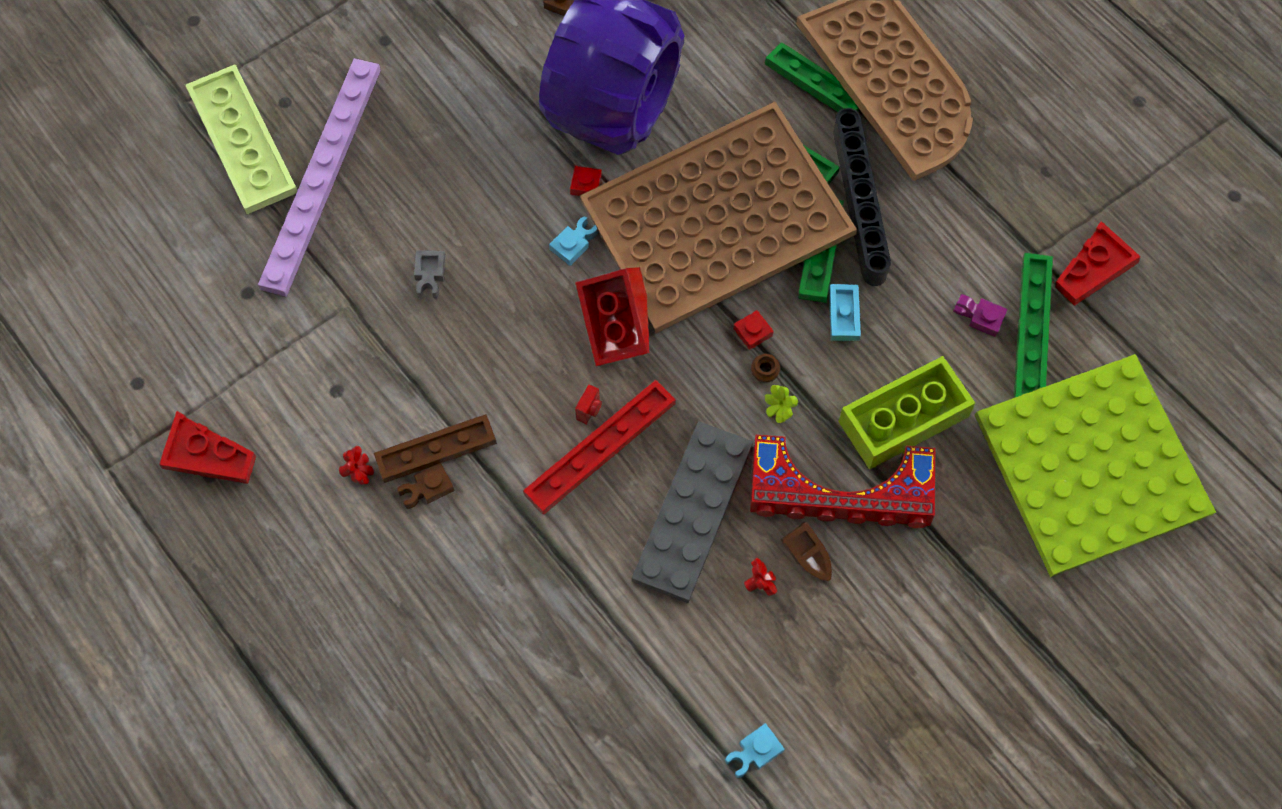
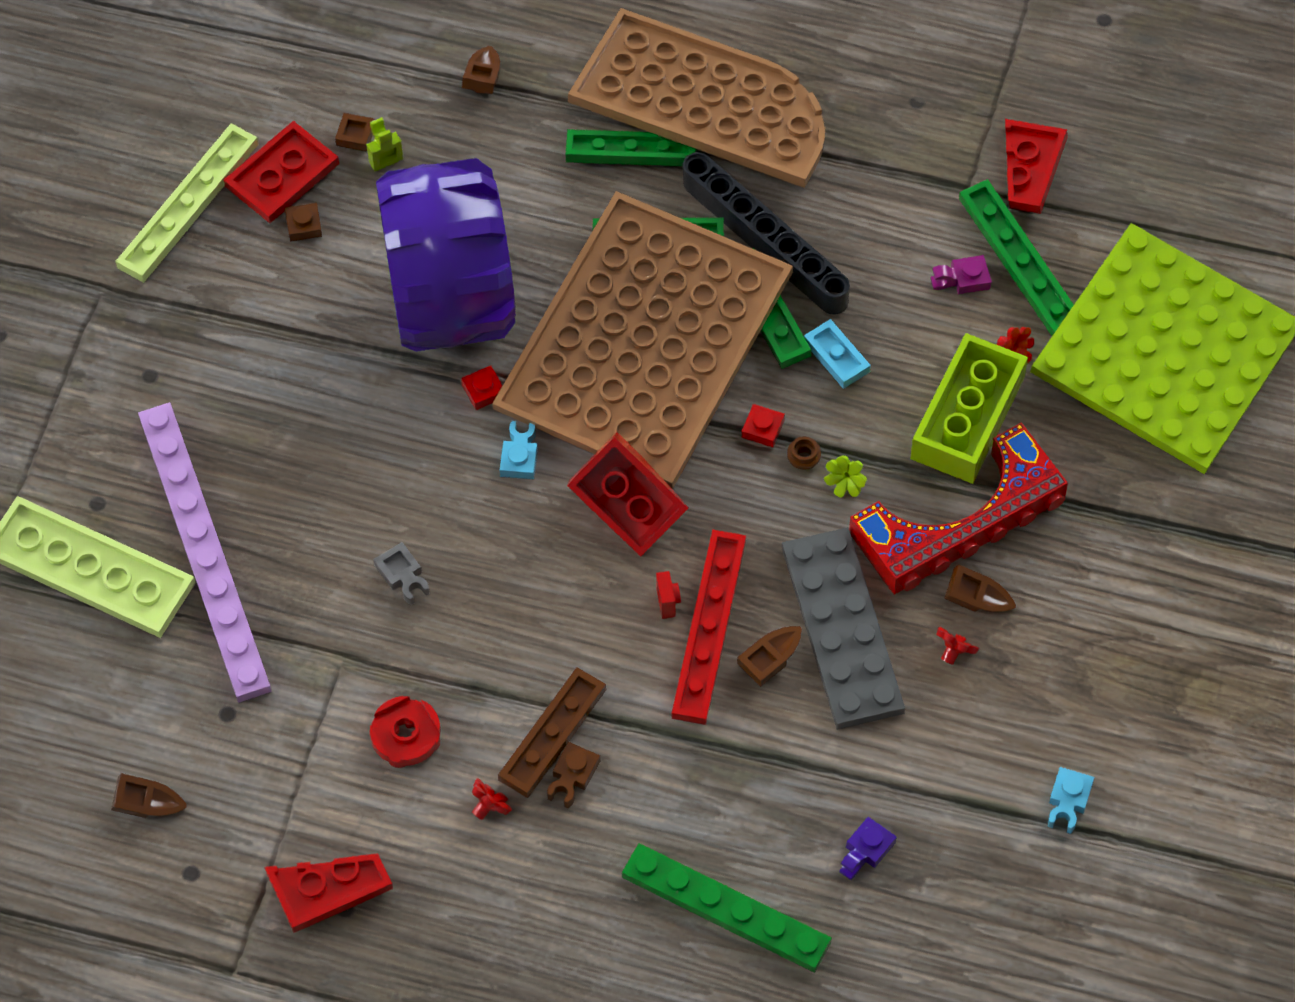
camera: 35 degrees left, 5 degrees down
(147, 313) = (145, 797): none -> reddish brown plate
(347, 396) = (405, 750): none -> red plate
(451, 657) = (726, 907): none -> green plate
(584, 681) = (866, 845): none -> dark purple plate
(626, 494) = (770, 654): none -> reddish brown plate
(981, 388) = (1018, 341): none -> red plant

